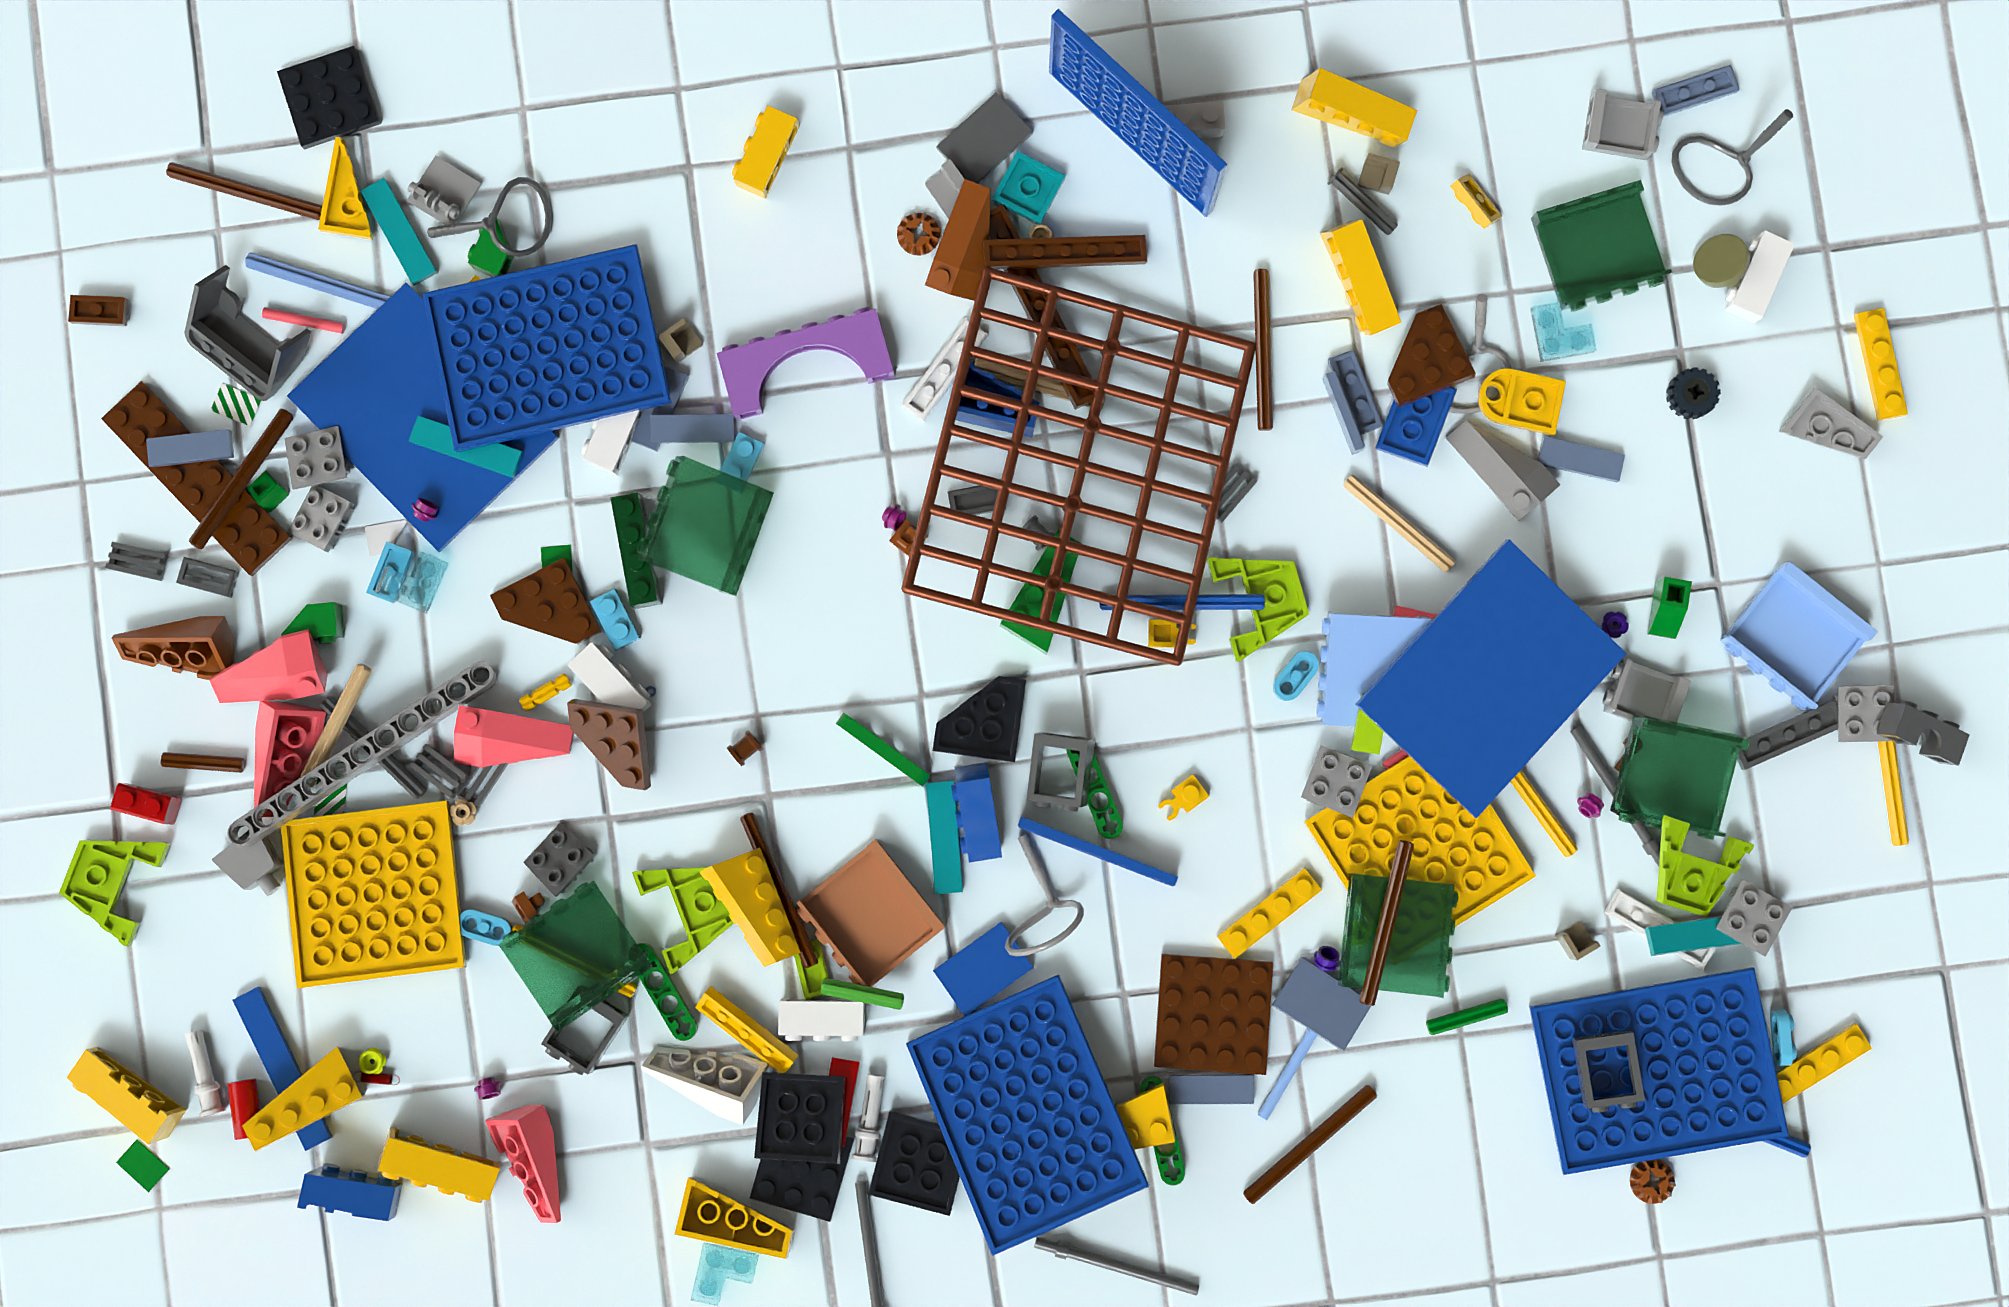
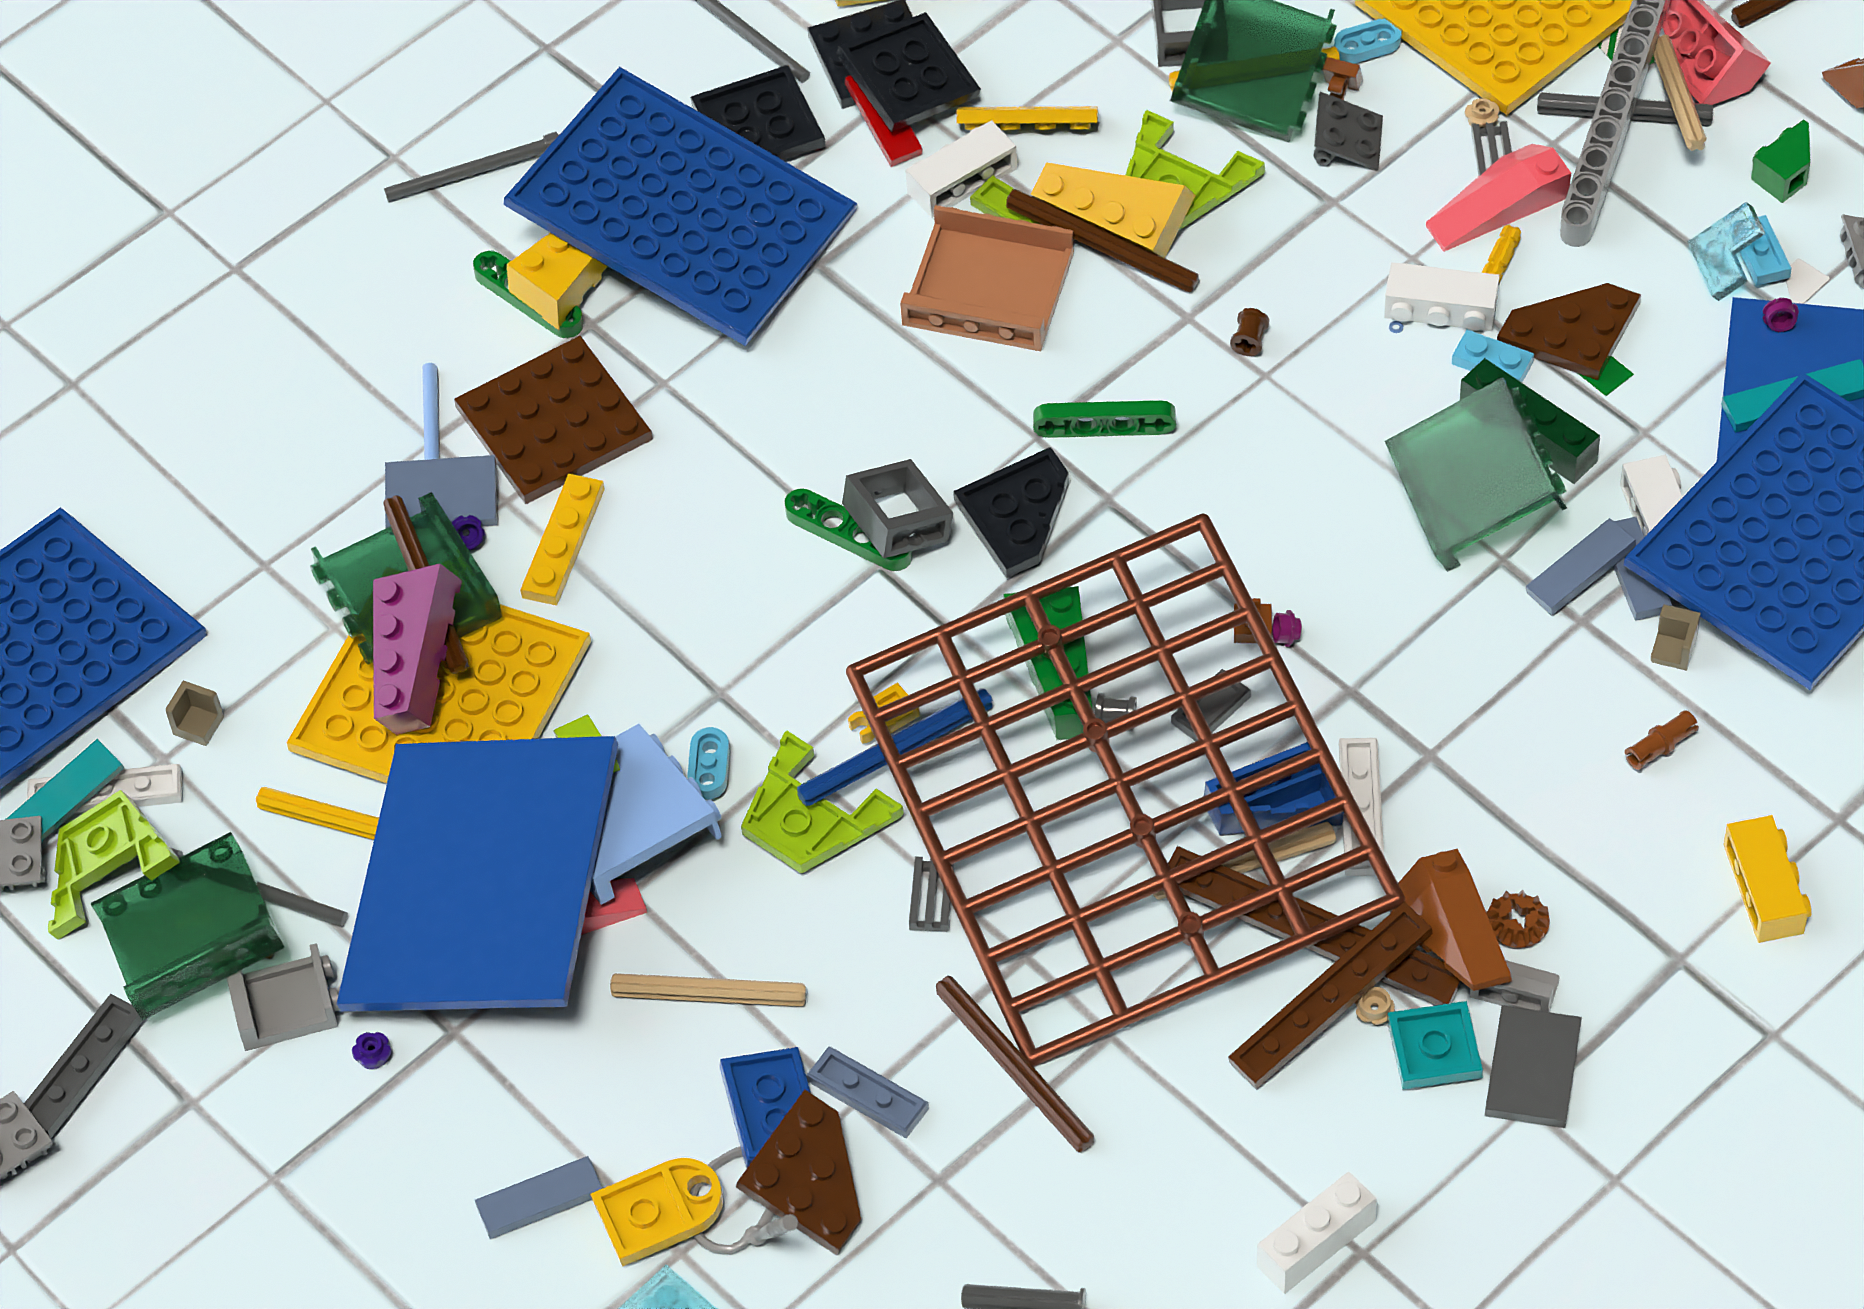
camera: 145 degrees right, 30 degrees down
(279, 672) = (1777, 100): coral wedge -> none
(422, 758) = (1538, 122): dark grey tile -> none
(615, 738) = (1390, 248): reddish brown plate -> none
(667, 989) = (1140, 102): green beam -> none
(717, 1083) = (1029, 60): white wedge -> none
(742, 456) = (1501, 575): medium azure plate -> none
(745, 282) = (1661, 740): none -> dark orange pin
(750, 365) = (1488, 763): medium lavender arch -> none
(862, 993) = (936, 199): bright green axle -> none
(867, 1132) = (832, 113): white pin -> none
(944, 838) = (971, 391): teal tile -> none
(976, 812) = (957, 421): blue wedge -> none
(981, 970) = (831, 310): blue tile -> none
(1051, 903) = (806, 405): light grey piece -> none
(1097, 851) = (794, 472): blue tile -> none
(1134, 114) = (1387, 1122): blue tile -> none
(1187, 795) = (741, 585): yellow plate -> none
(1211, 1089) = (504, 354): sand blue tile -> none
(1310, 1144) = (359, 374): reddish brown axle -> none
(1336, 781) = (584, 687): light grey hinge -> none
(1343, 412) = (876, 1057): sand blue tile -> none
(1361, 276) = (963, 1205): yellow wedge -> none
(1432, 872) = (409, 645): none -> magenta wedge
(1467, 1016) = (270, 579): green axle -> none
(1507, 472) = (609, 1110): light grey wedge -> none
(1590, 805) = (271, 849): magenta plate -> none
(1607, 1040) = (83, 640): dark grey window -> none
(1669, 607) = (321, 1103): green slope -> none
(1797, 636) = (139, 1173): light blue panel -> none

